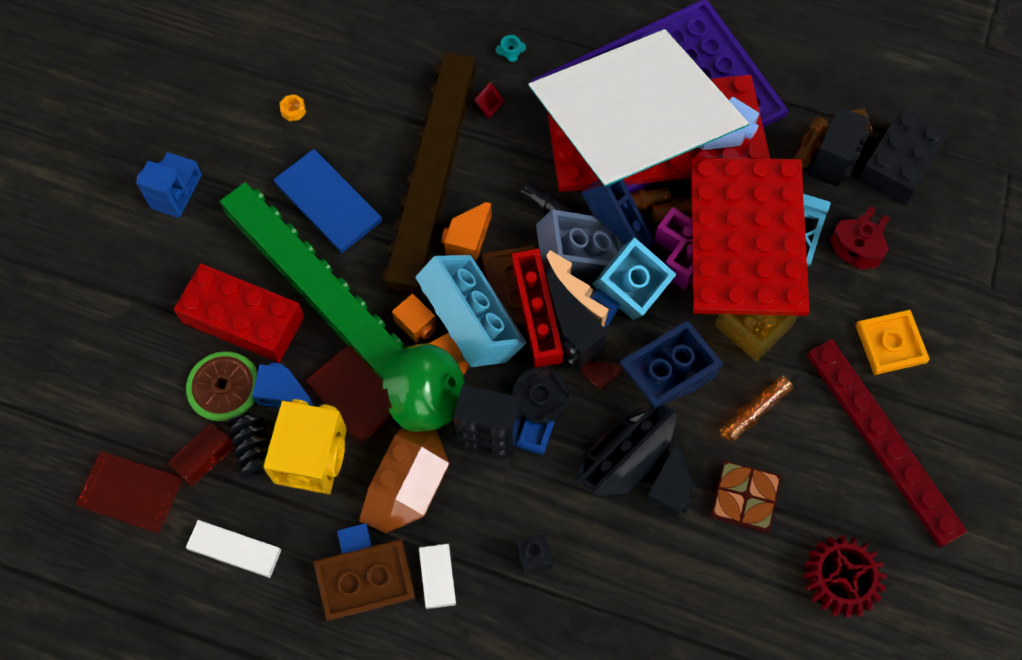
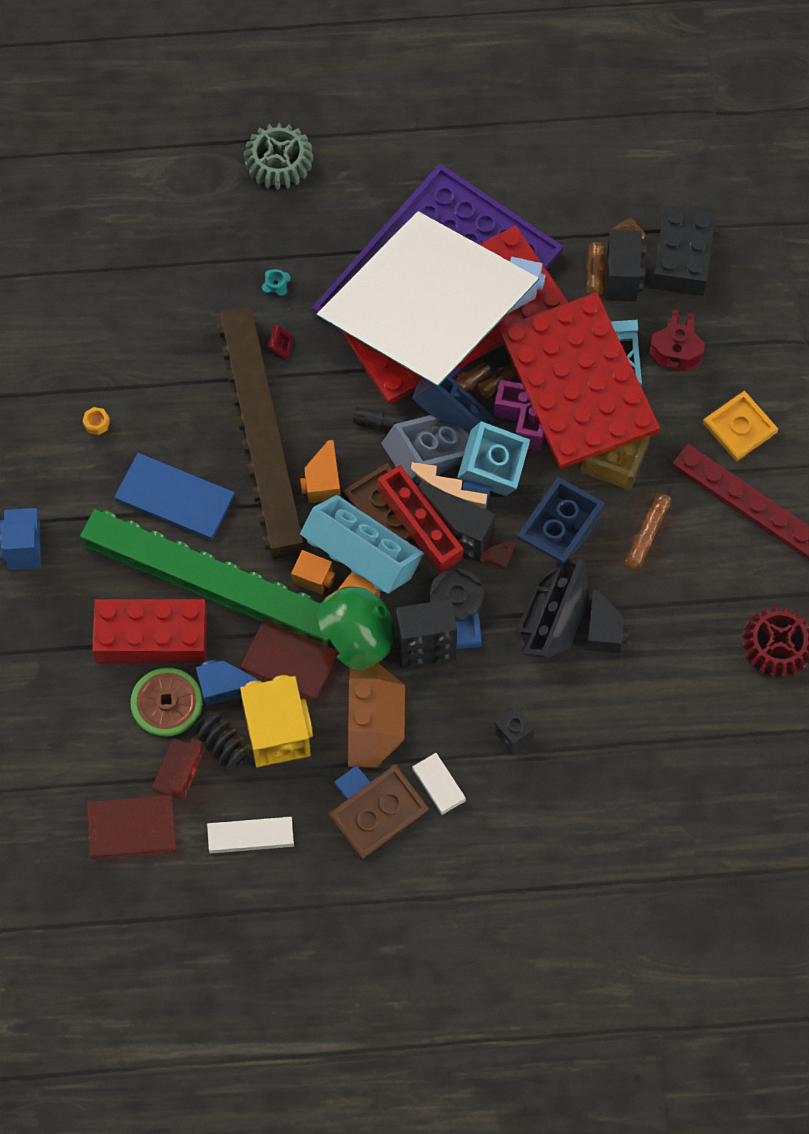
camera: 25 degrees left, 0 degrees up
(746, 496) = (670, 610): tile -> none

